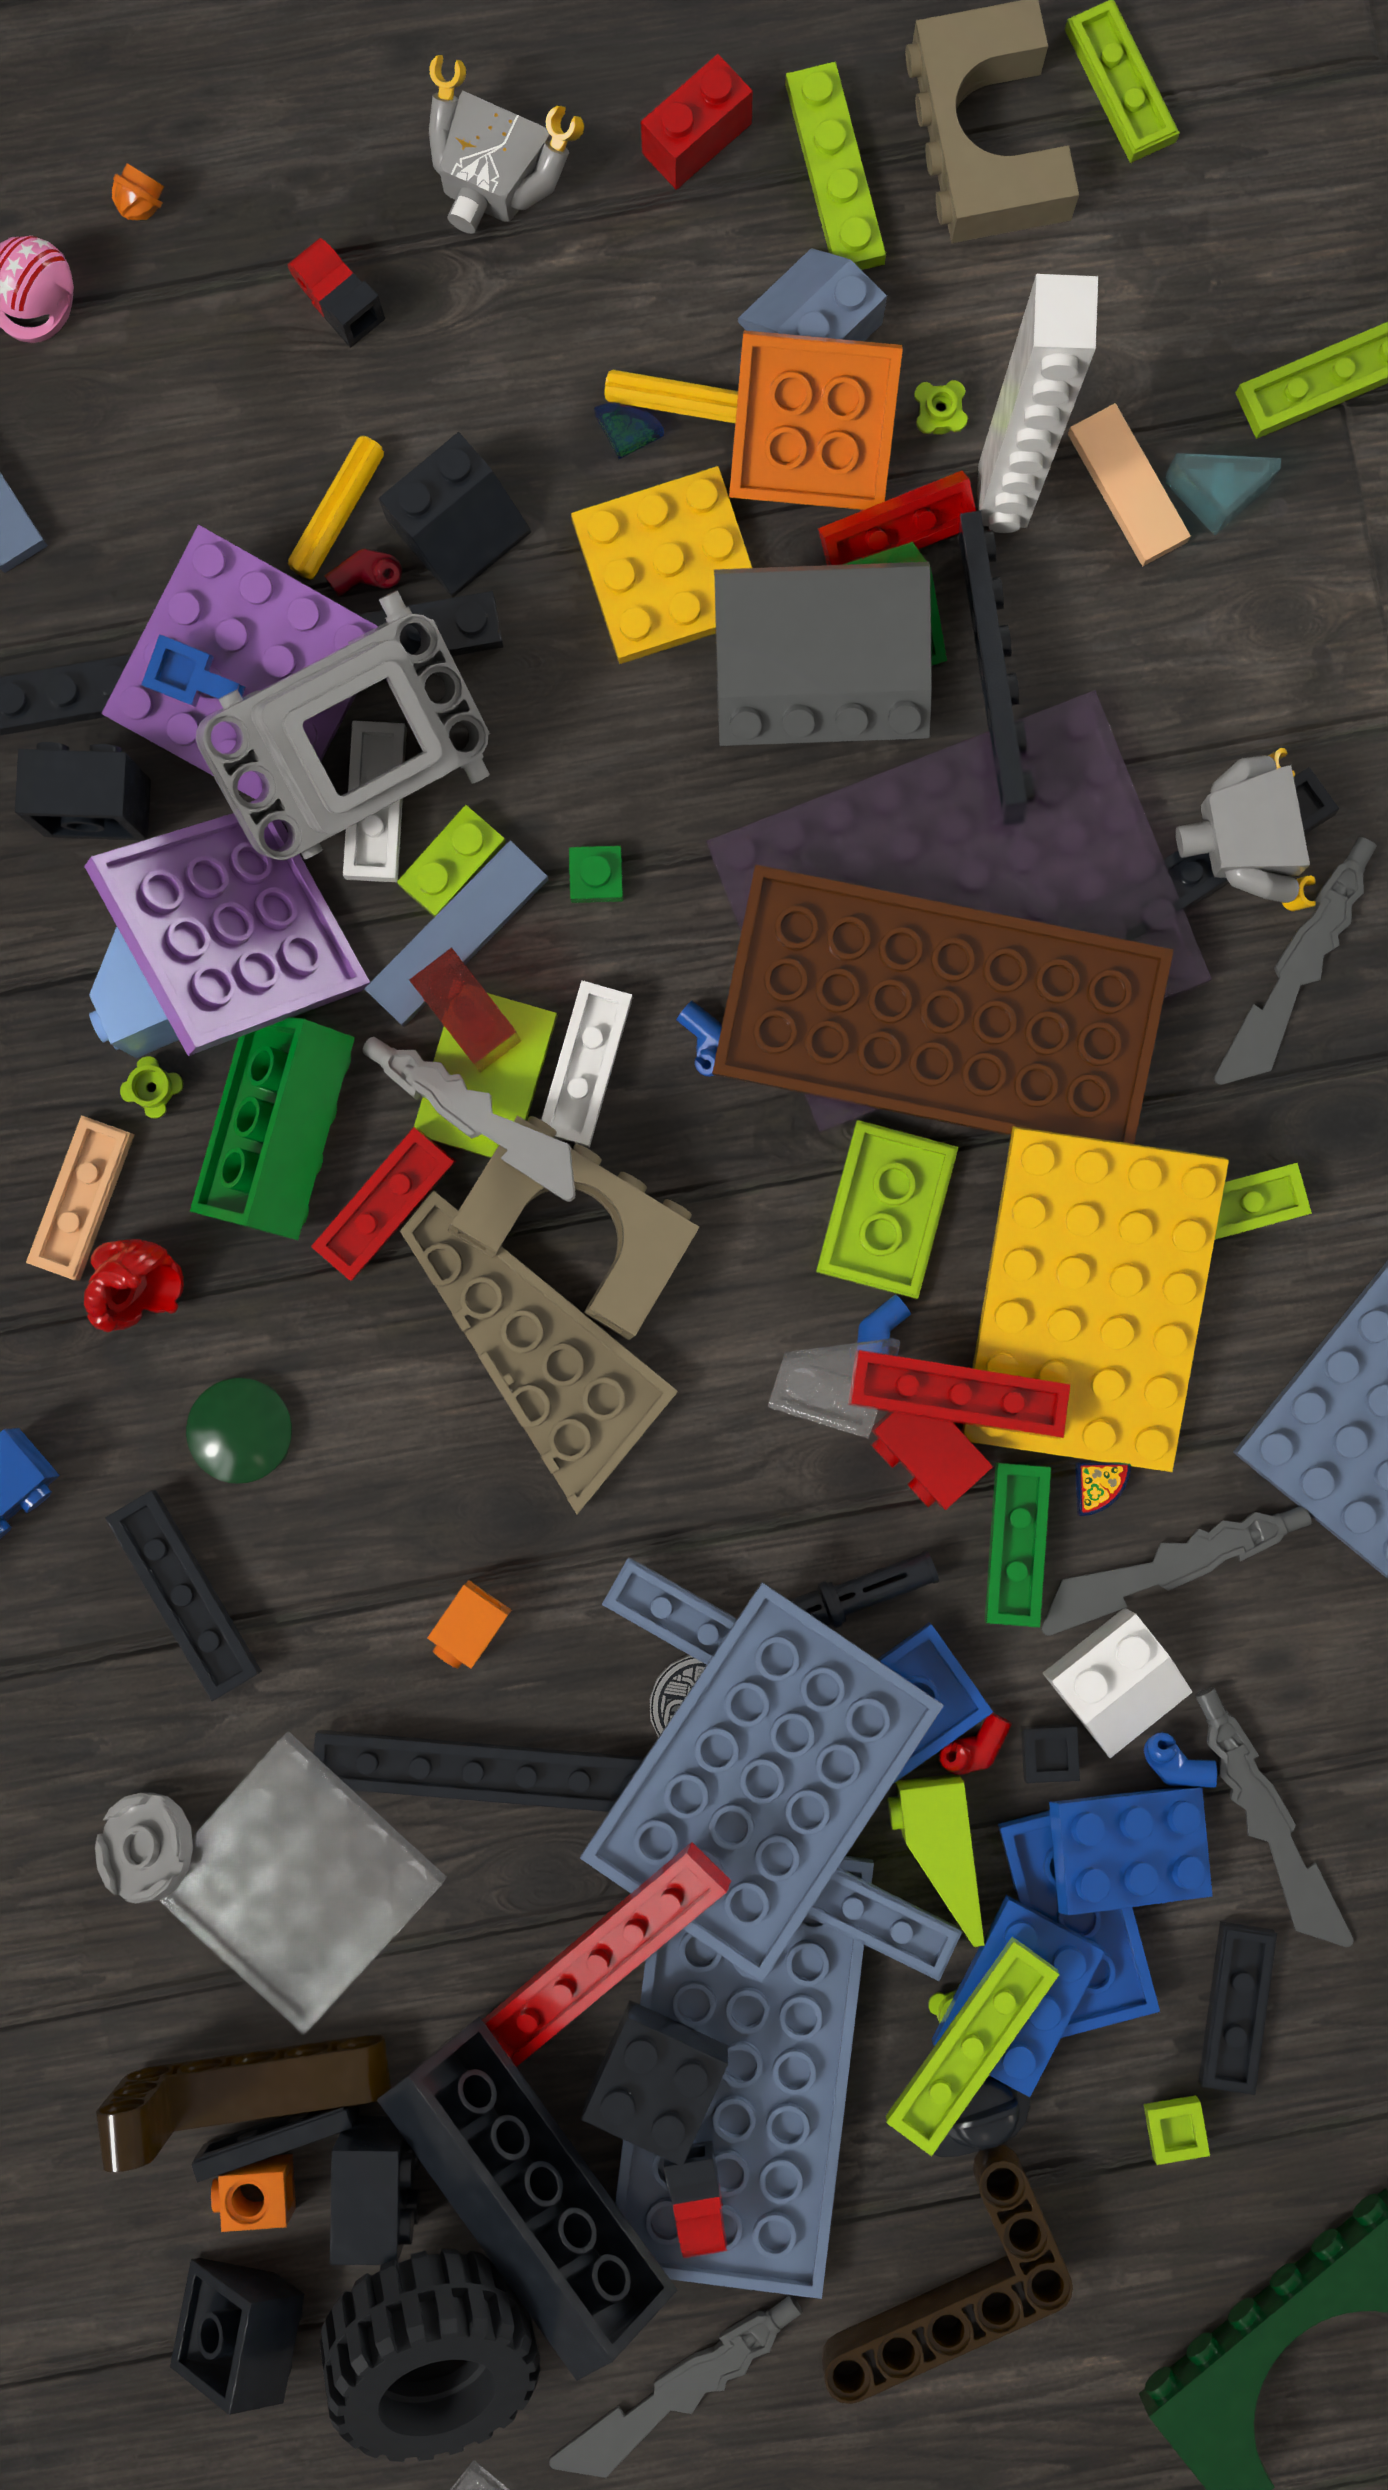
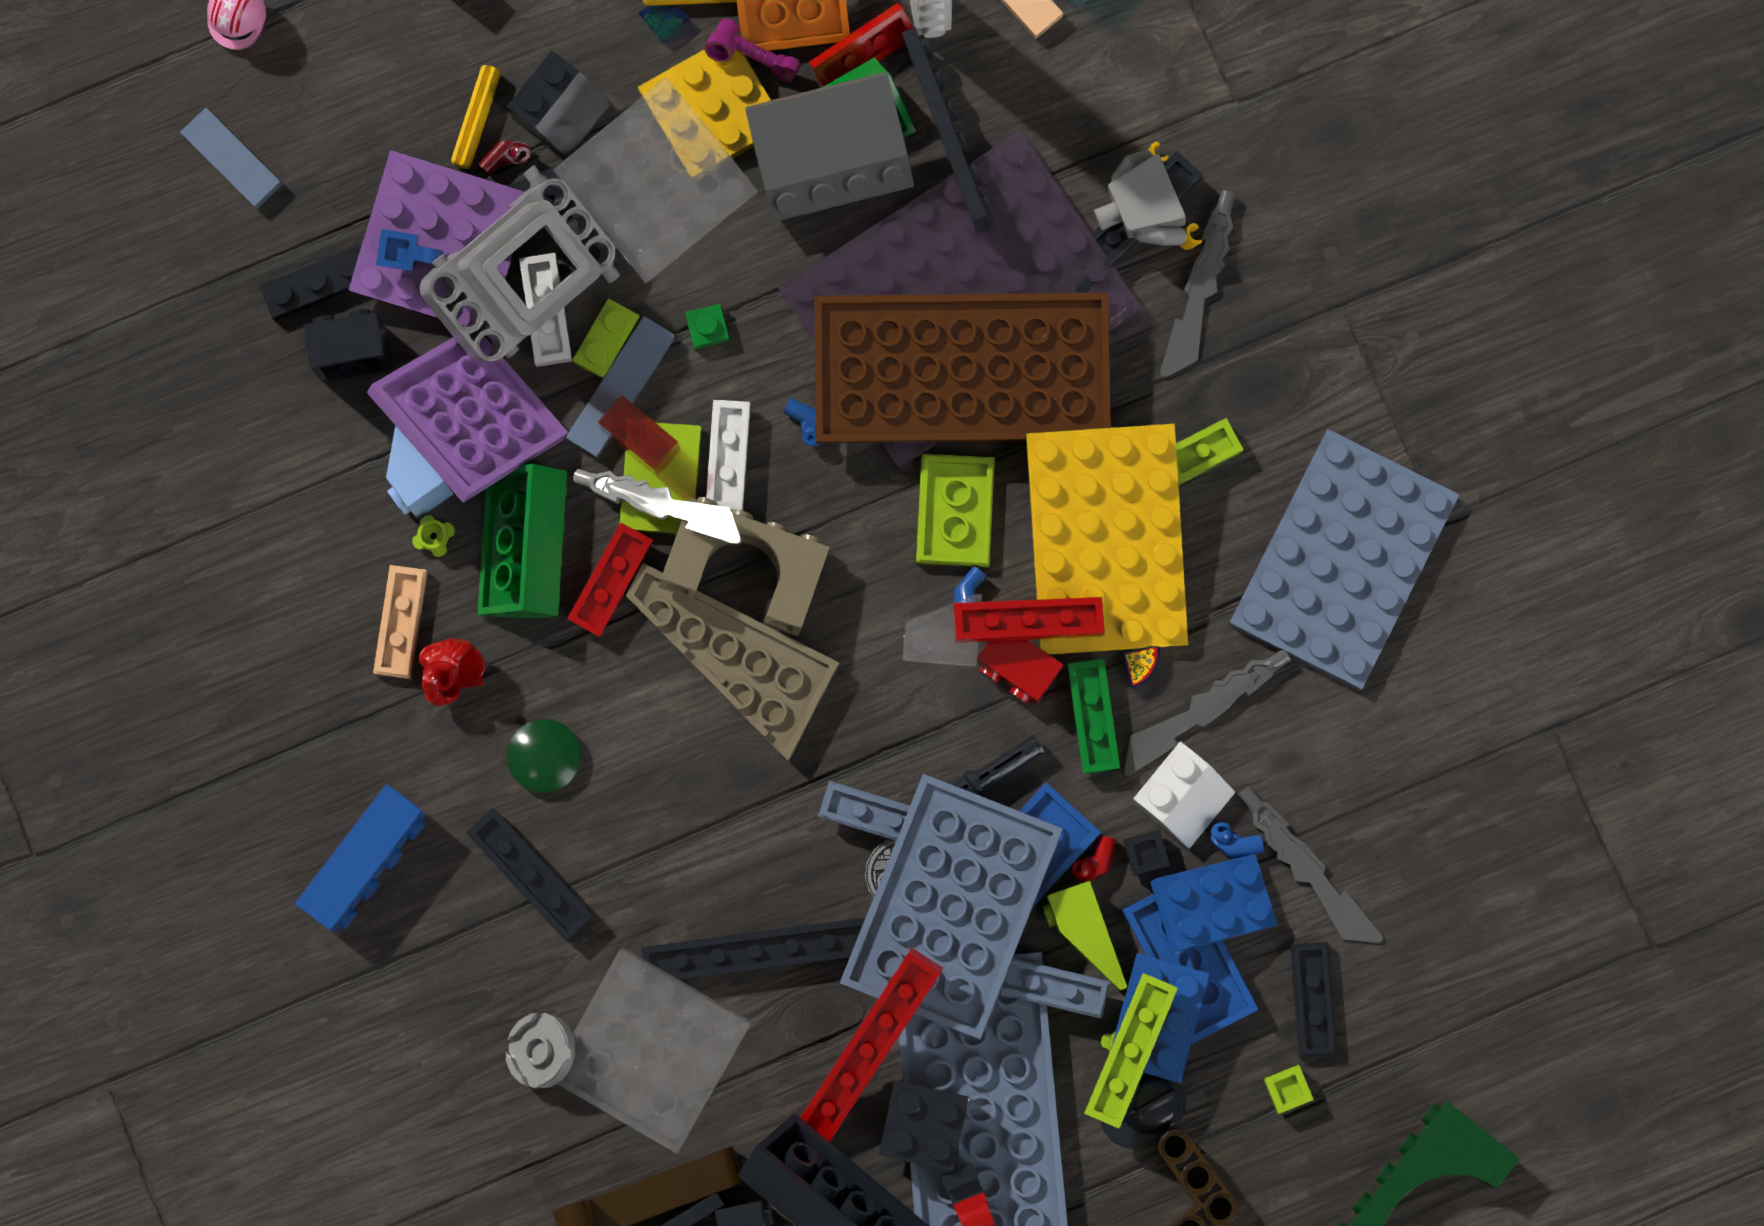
camera: 10 degrees left, 5 degrees down
(468, 1626) = (730, 852): orange brick -> none
(566, 649) = (656, 180): none -> clear plate
(708, 471) = (726, 40): none -> magenta brick

